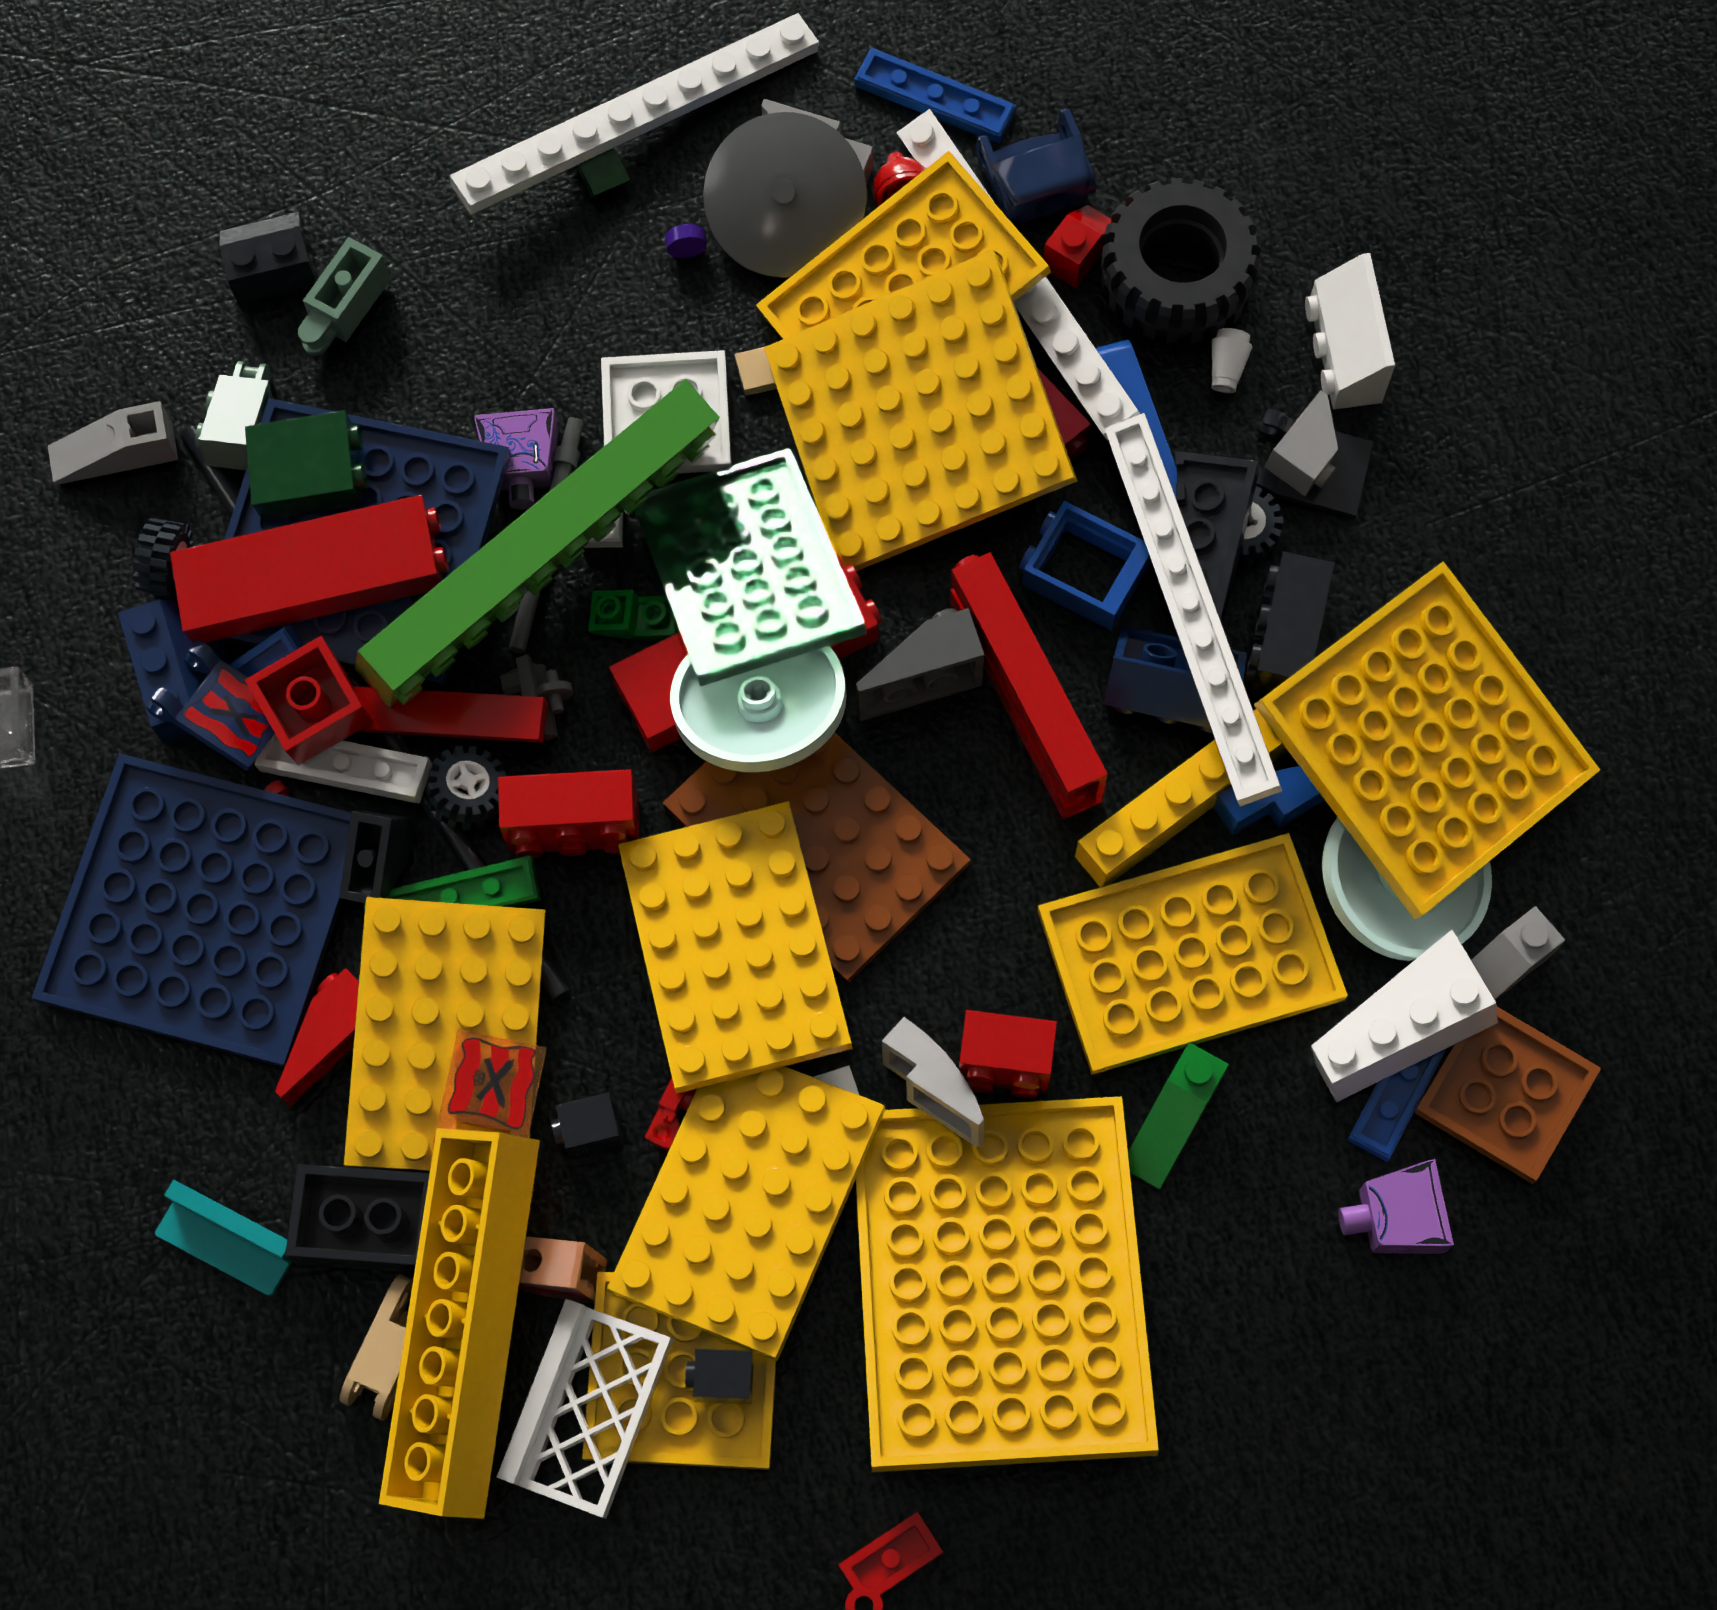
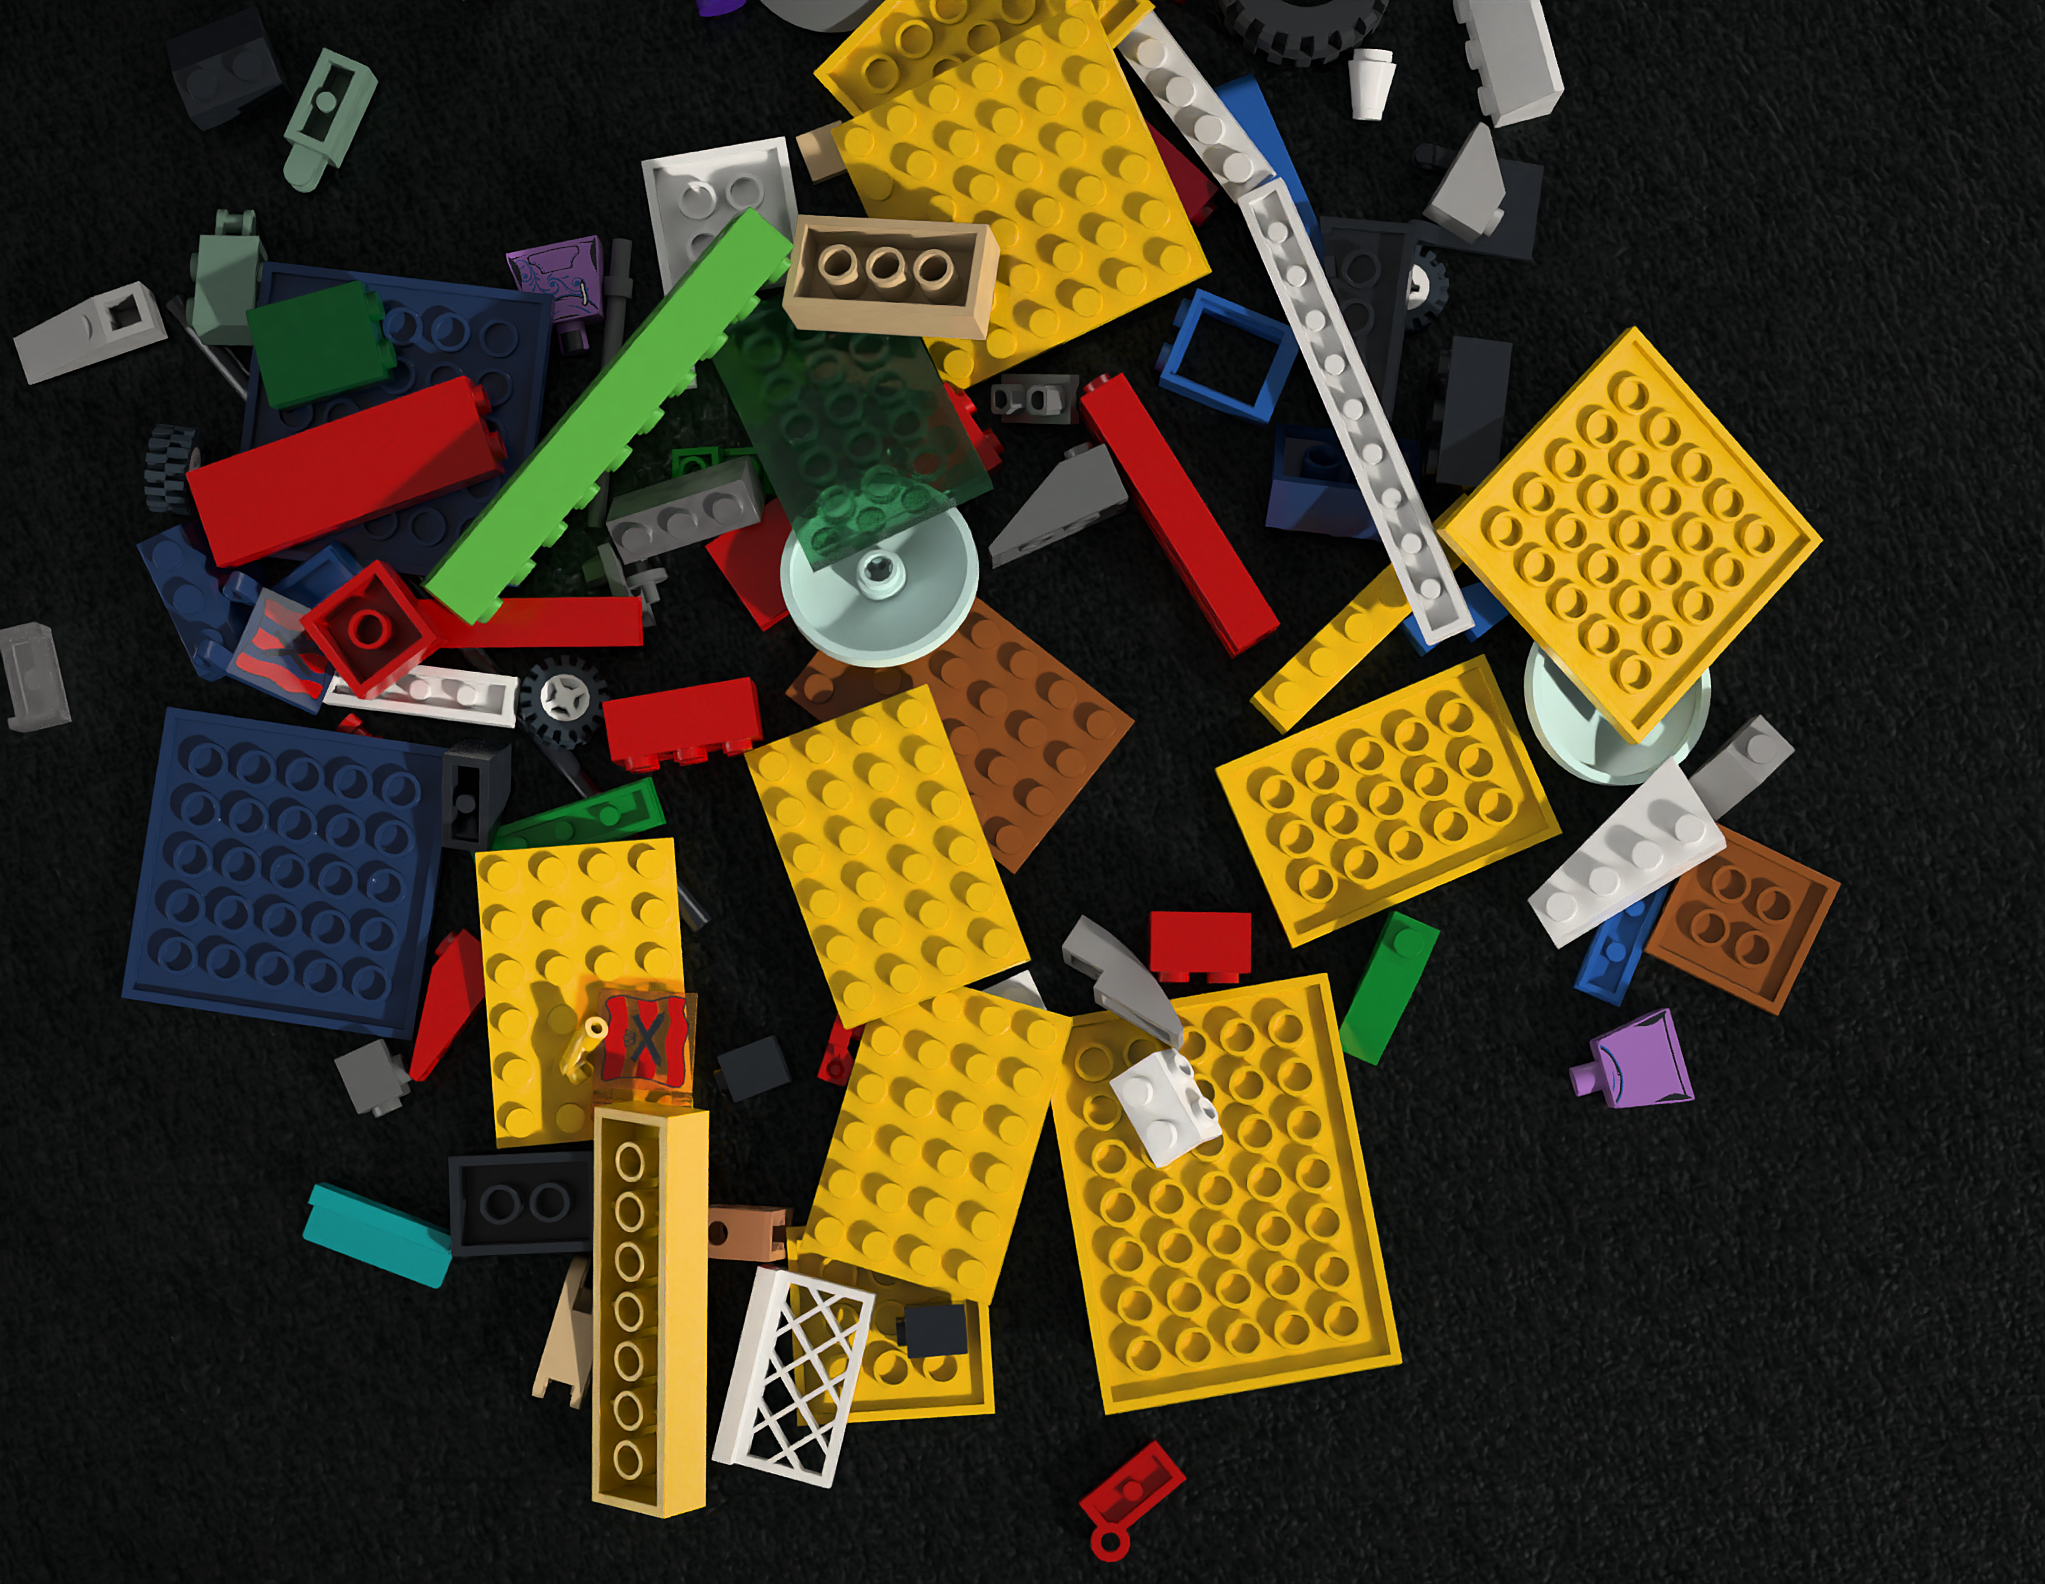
camera: 10 degrees left, 15 degrees up
(245, 1094) = (375, 1077): none -> dark grey brick
(433, 1079) = (581, 1045): none -> yellow arm
(597, 634) = (686, 509): none -> flat silver brick
(800, 457) = (891, 277): none -> tan brick
(914, 578) = (1036, 398): none -> dark grey hips
(961, 1192) = (1166, 1106): none -> white bracket

